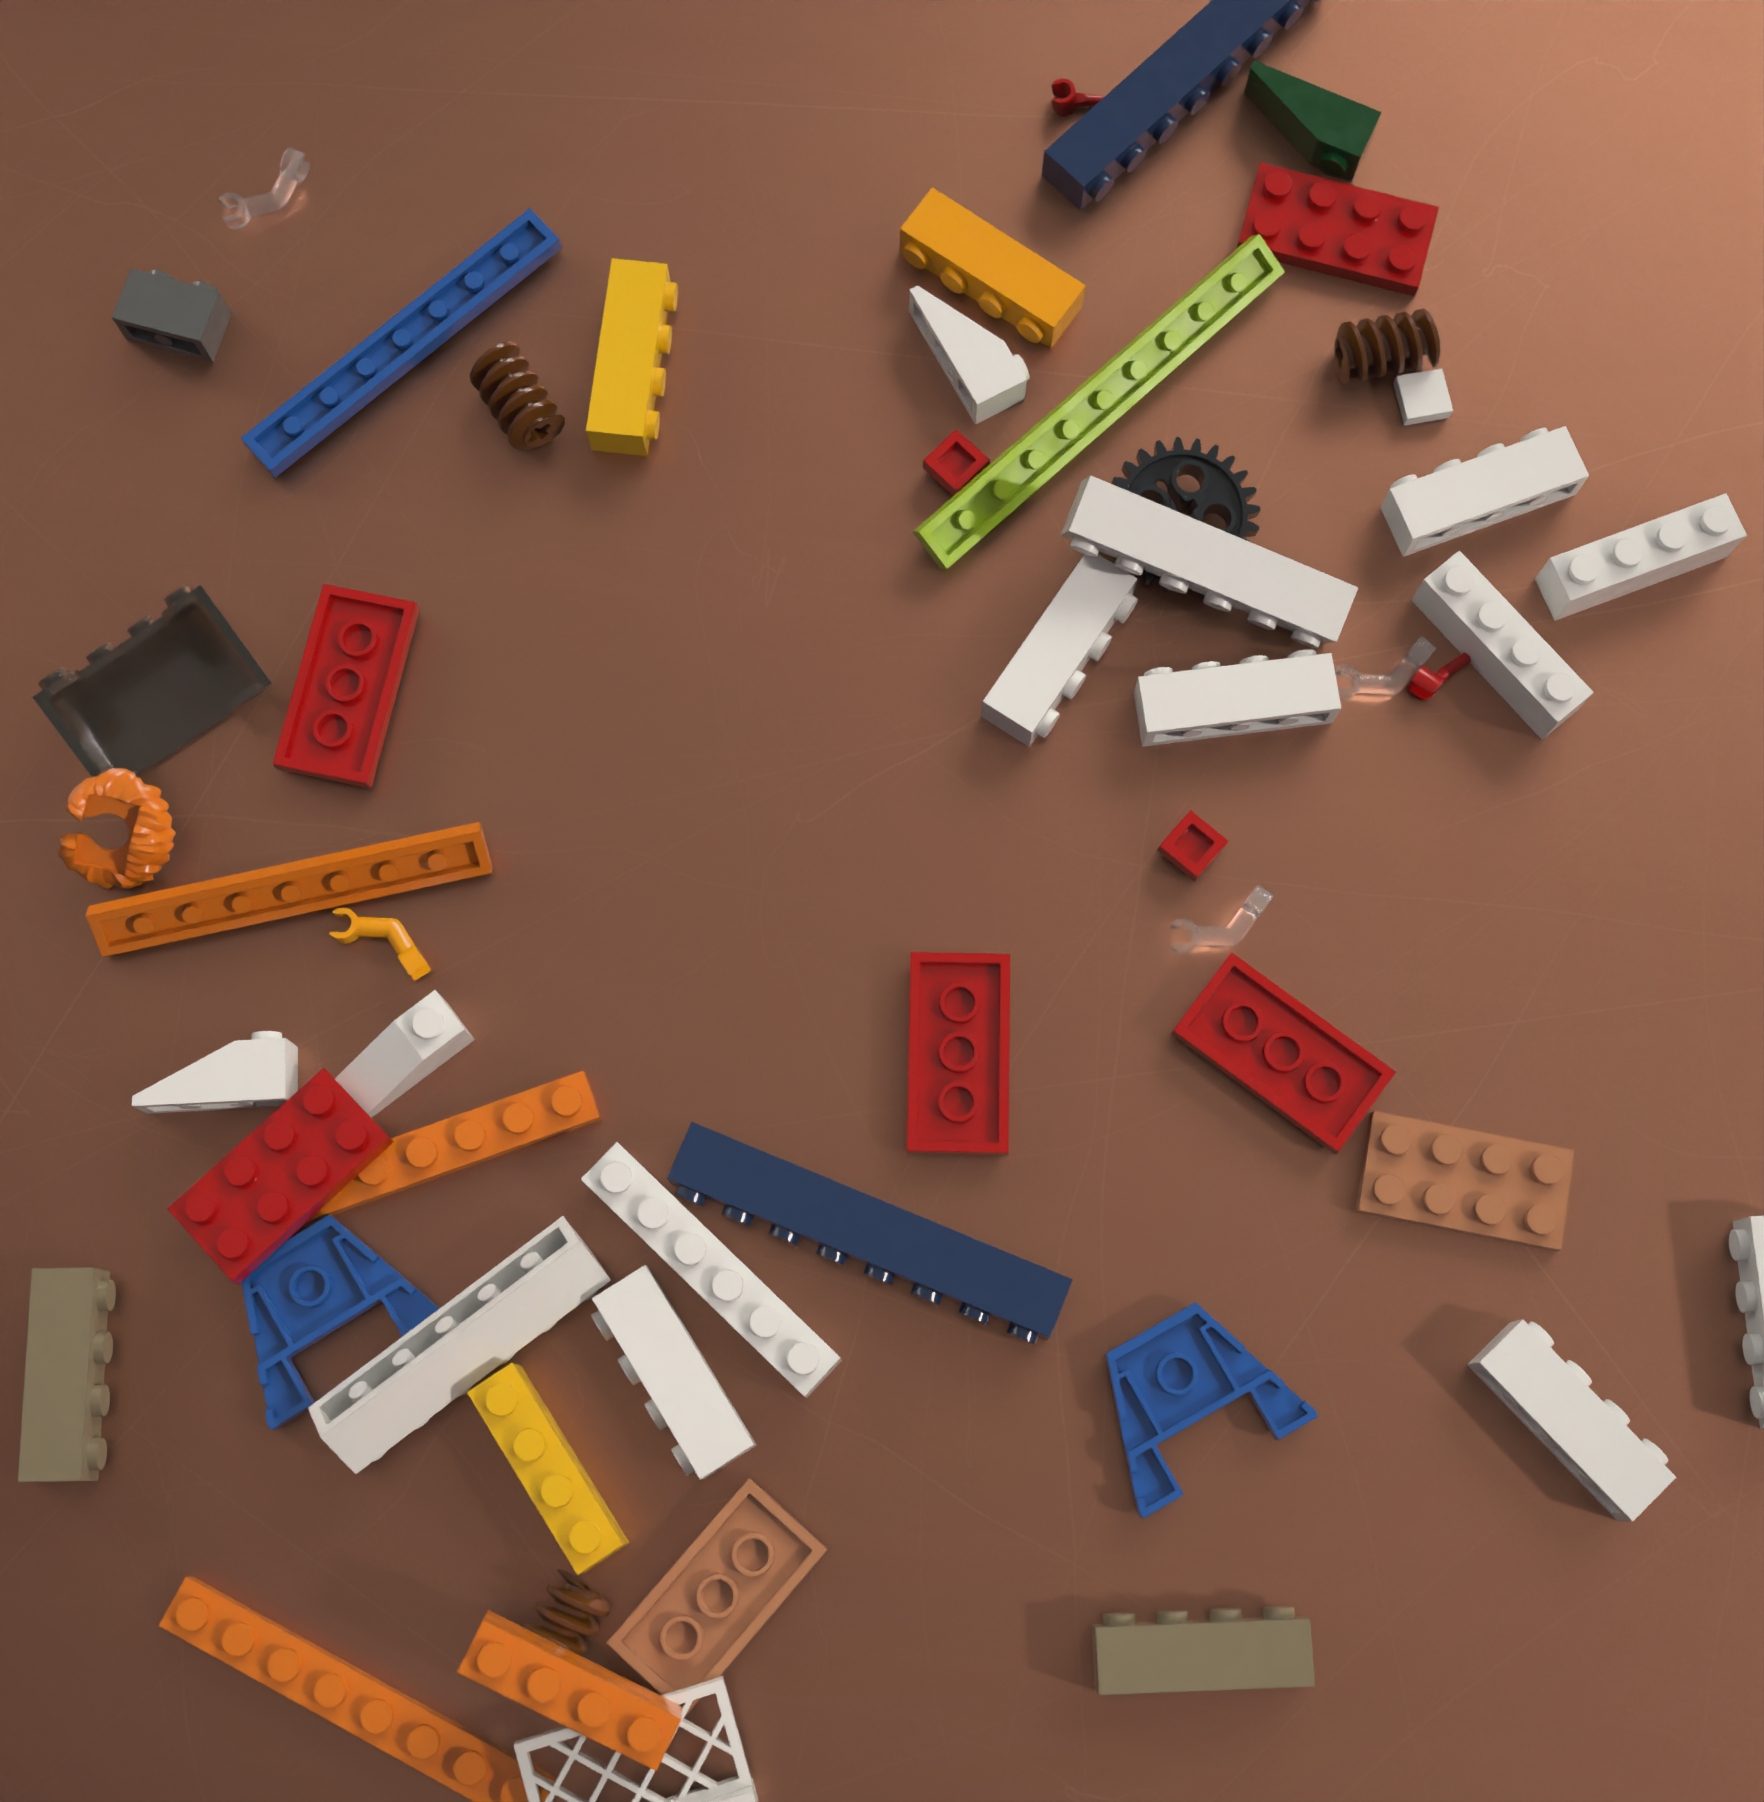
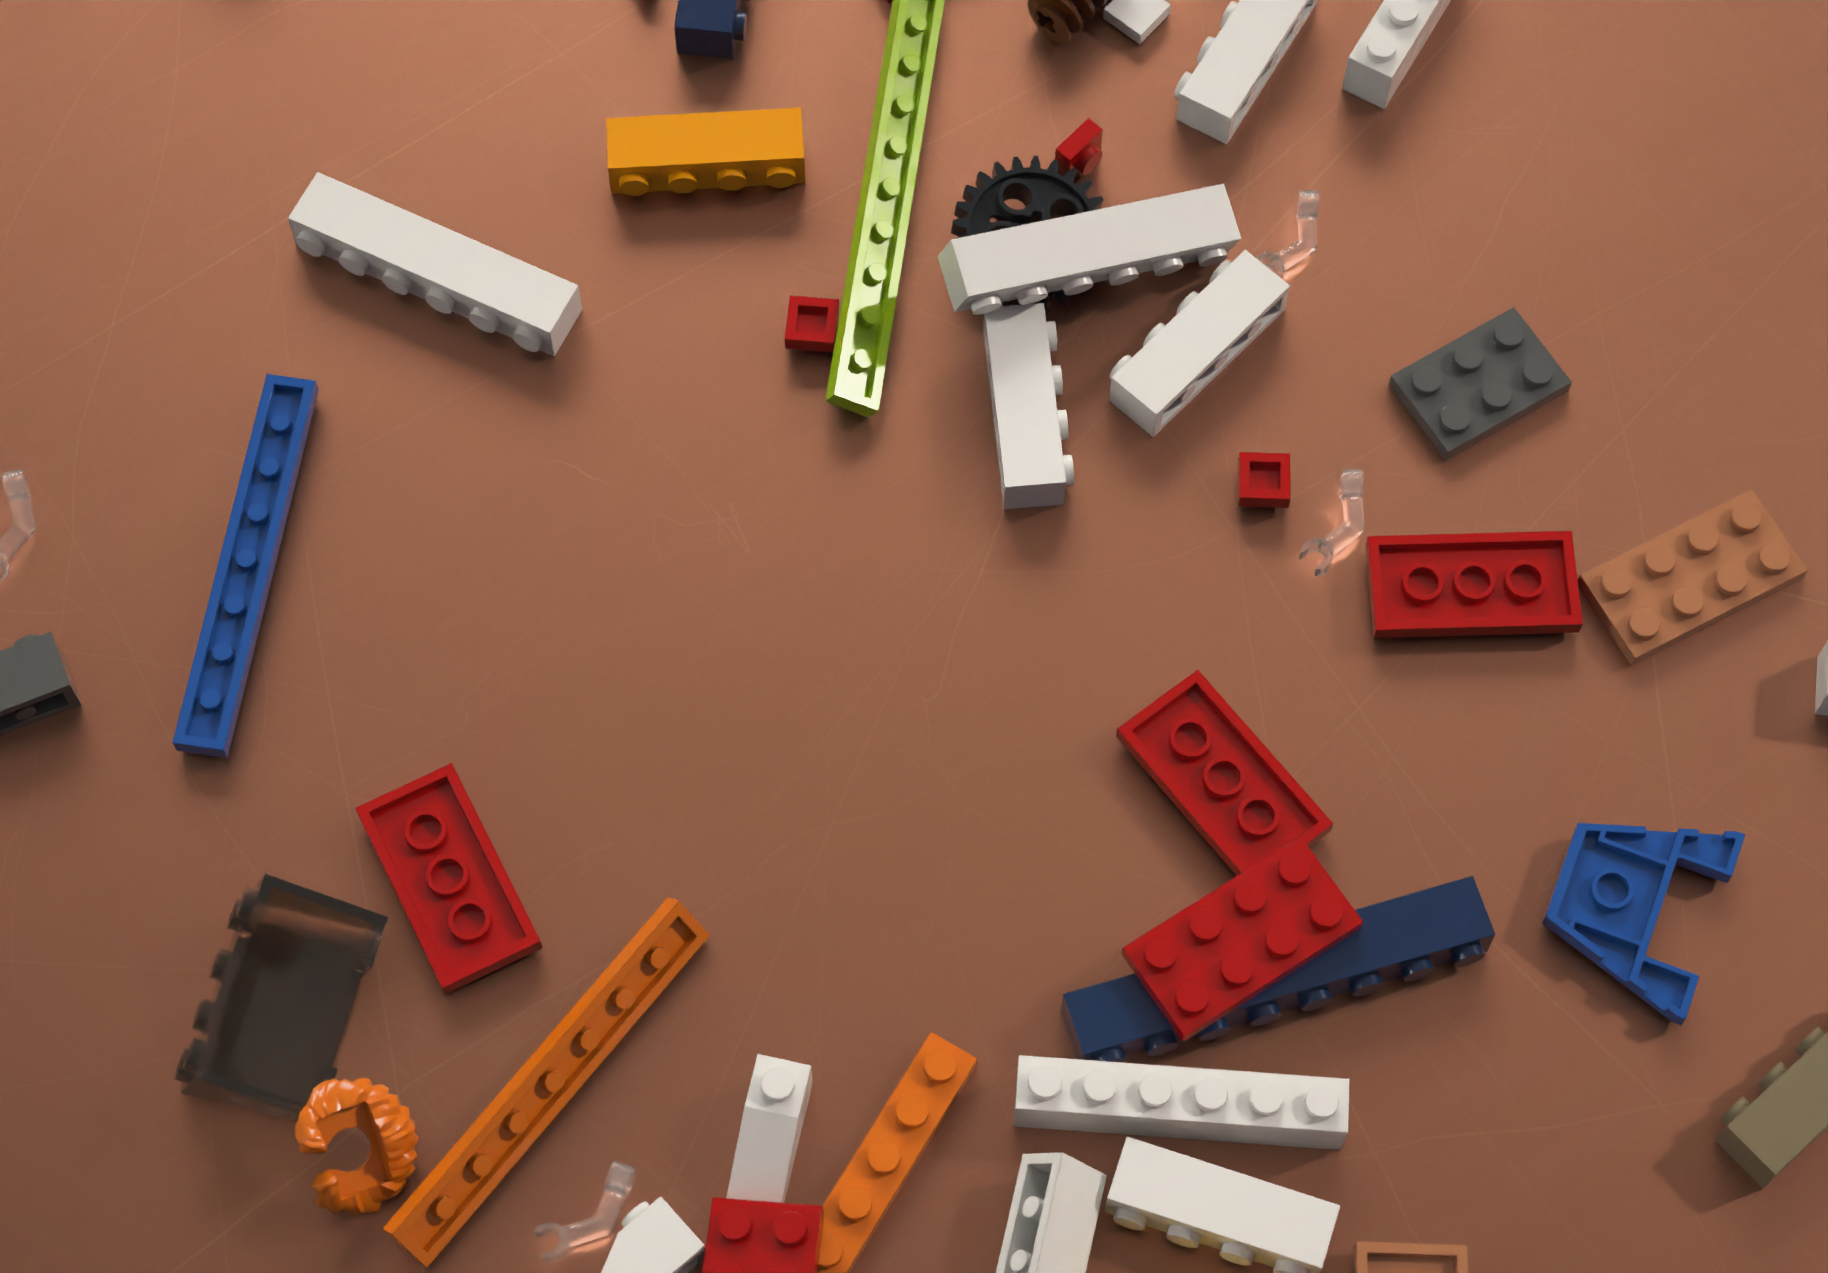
camera: 40 degrees left, 10 degrees down
(274, 1005) = (616, 1190): none -> clear arm
(386, 928) = (701, 1056): light orange arm -> none
(516, 397) = (390, 537): reddish brown piece -> none
(630, 357) = (462, 433): yellow brick -> none
(719, 212) = (435, 264): none -> white brick
(854, 1187) = (1241, 938): none -> red plate
(971, 357) = (752, 232): white slope -> none
(1276, 477) = (1080, 149): none -> red plate
(1426, 682) = (1331, 223): red hand -> none
(1432, 898) = (1479, 383): none -> dark grey plate
(1501, 645) = (1365, 153): white brick -> none

